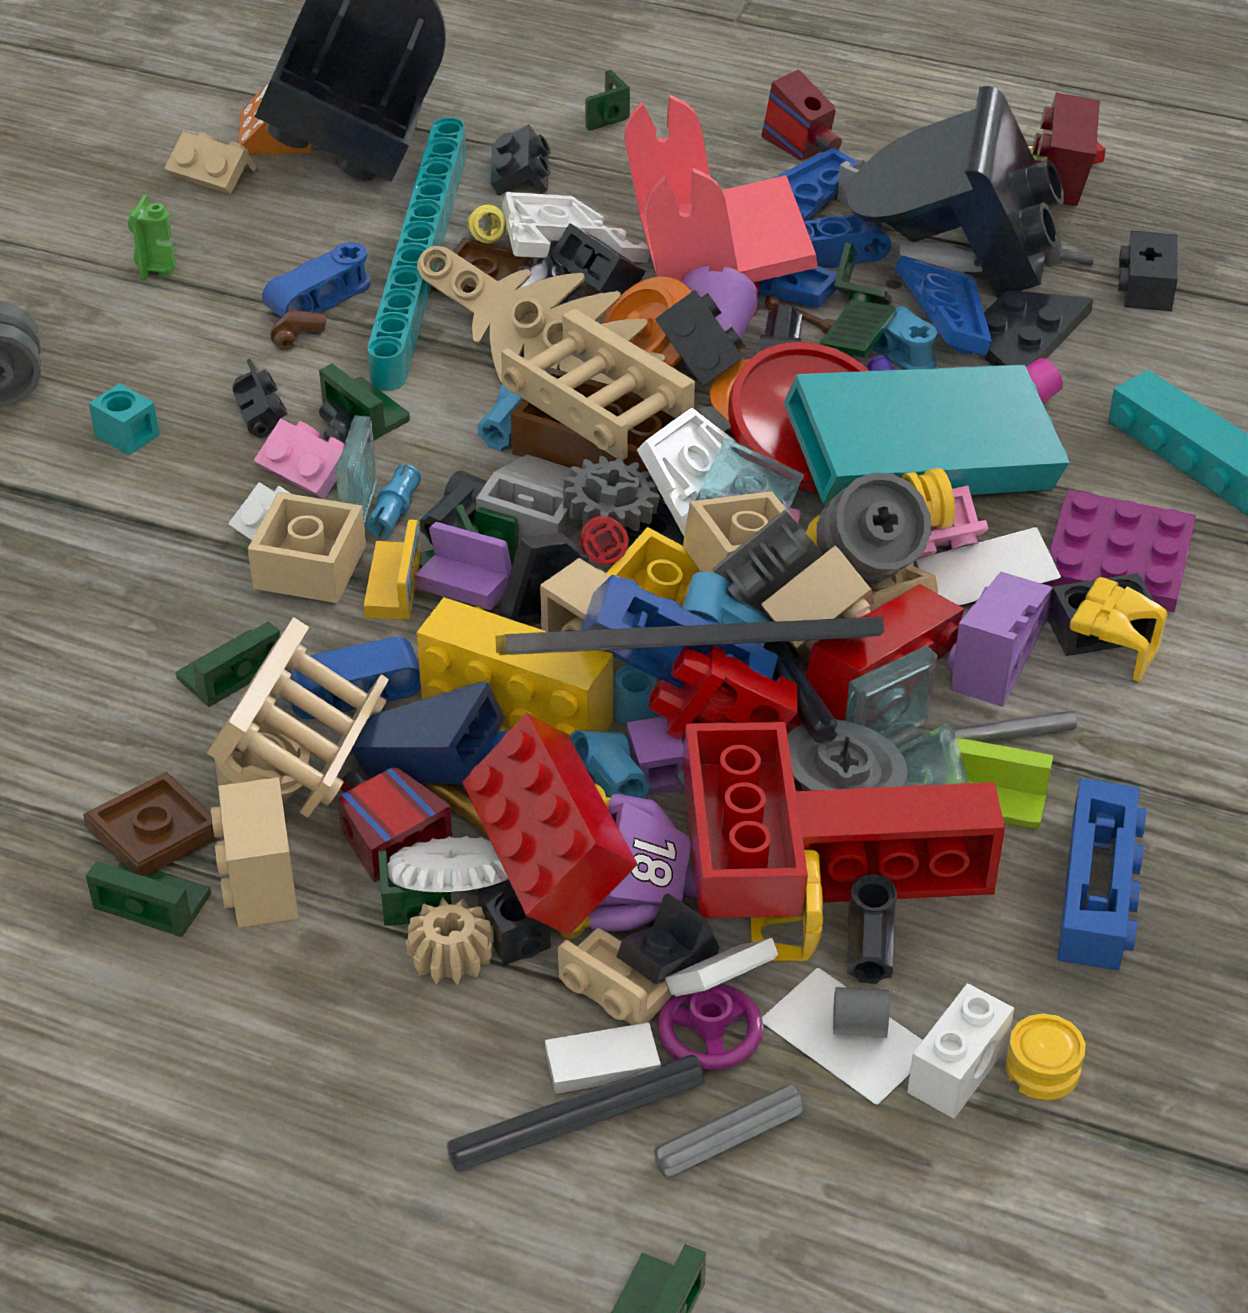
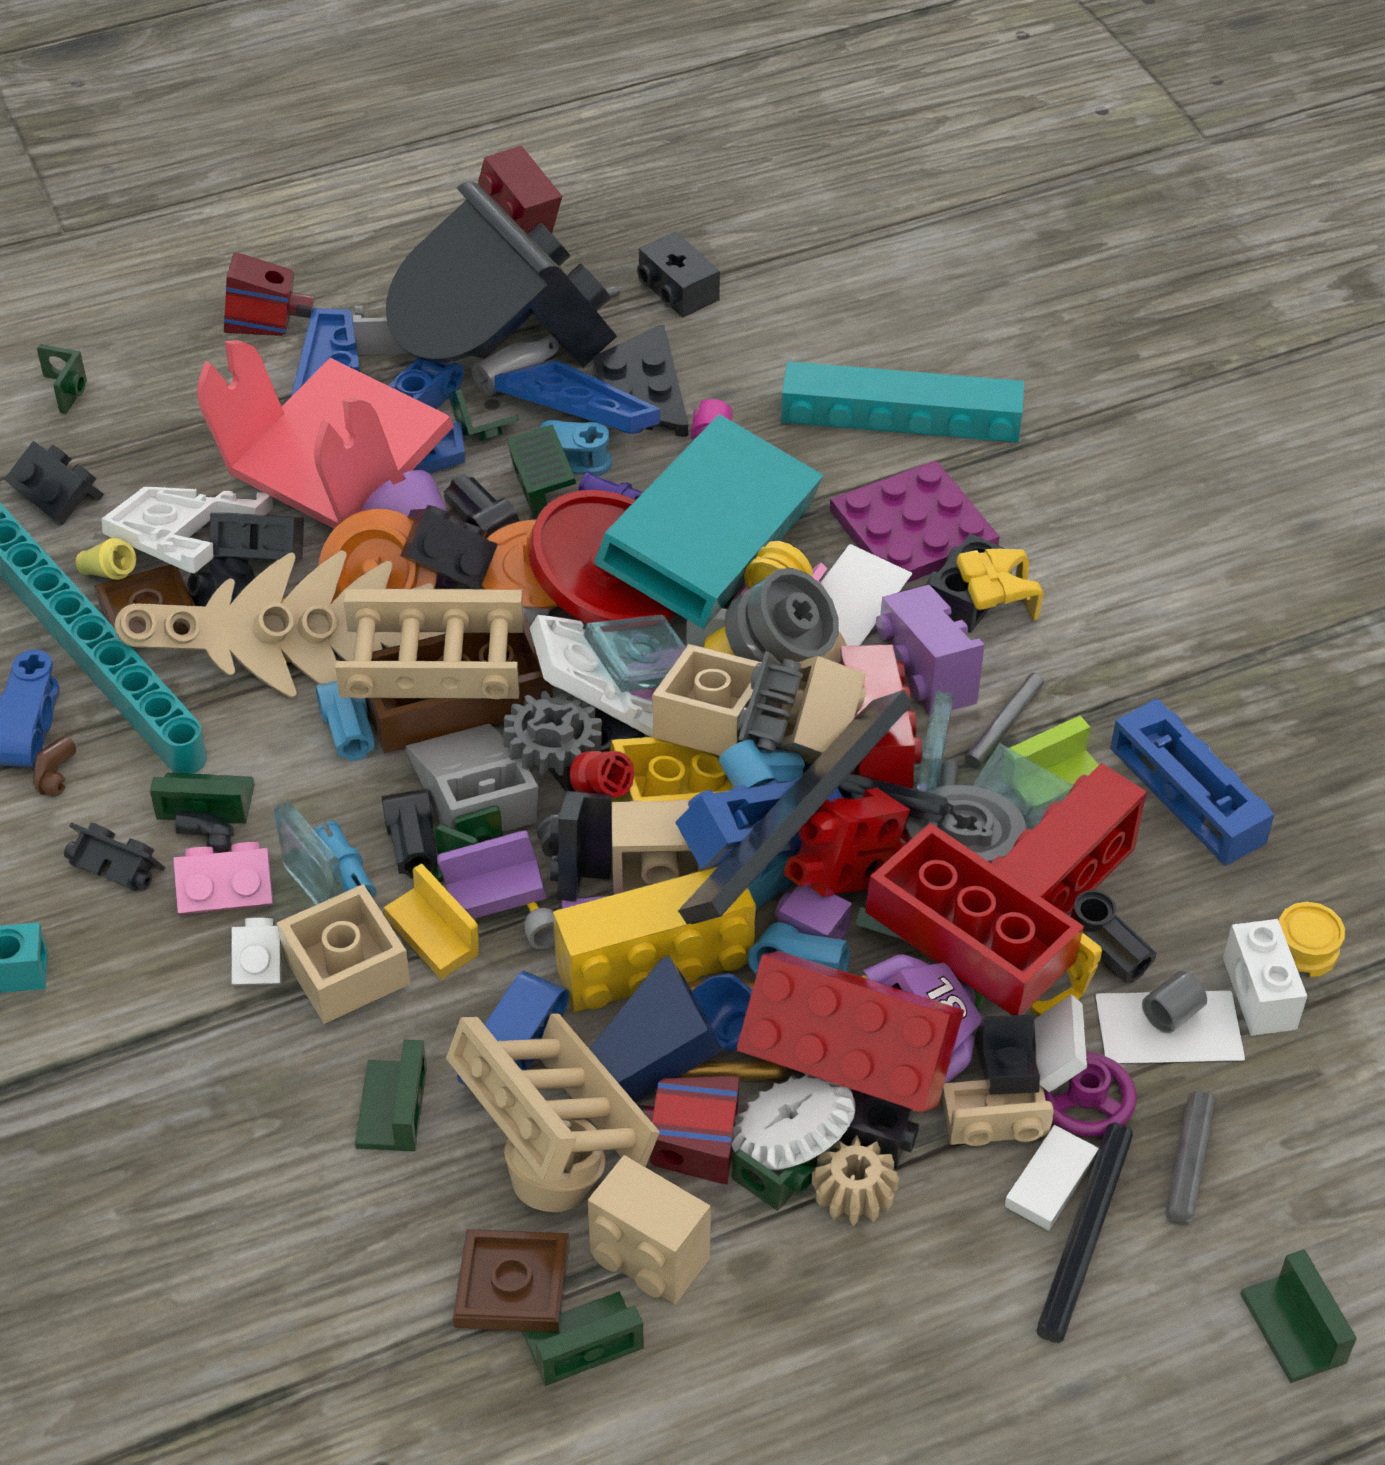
camera: 45 degrees left, 5 degrees up
(773, 301) = (489, 473): reddish brown hinge -> none

